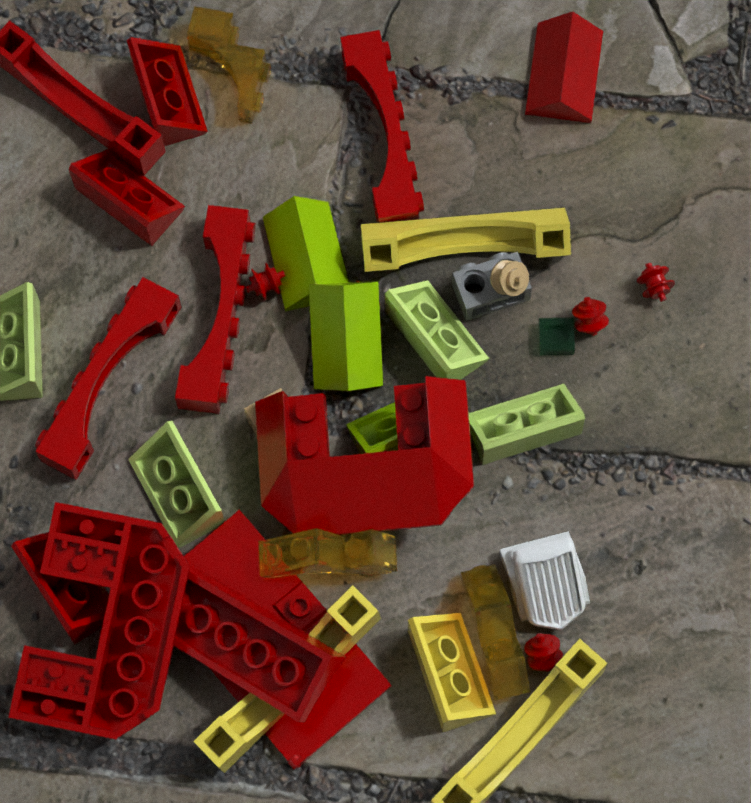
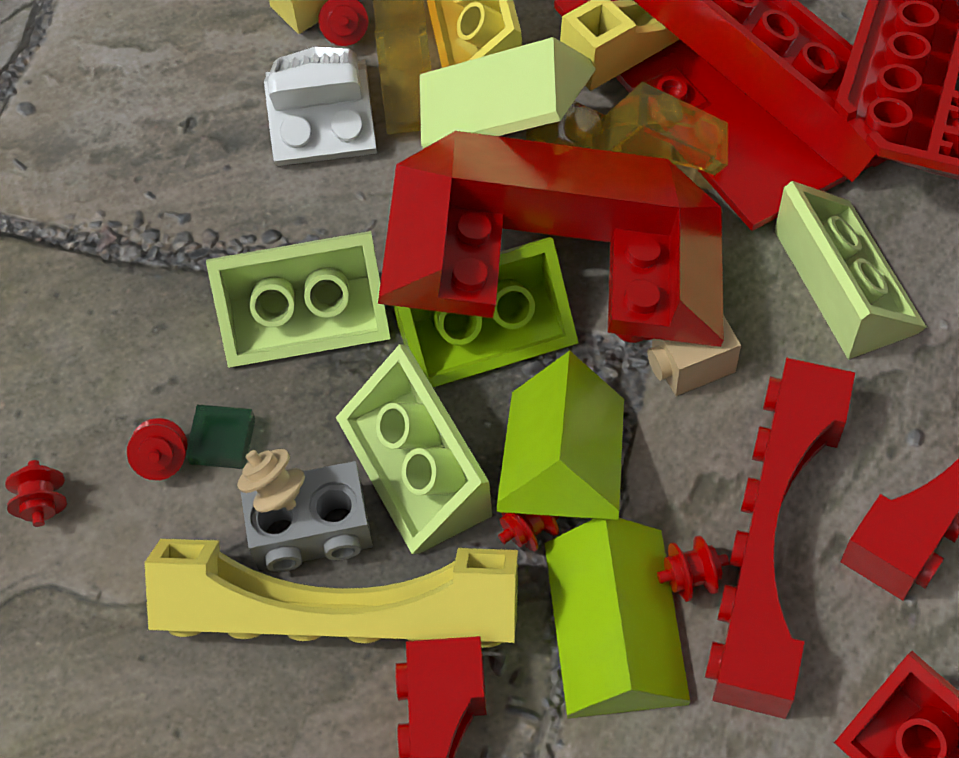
camera: 170 degrees left, 10 degrees down
(413, 564) = (503, 91): none -> yellowish green slope

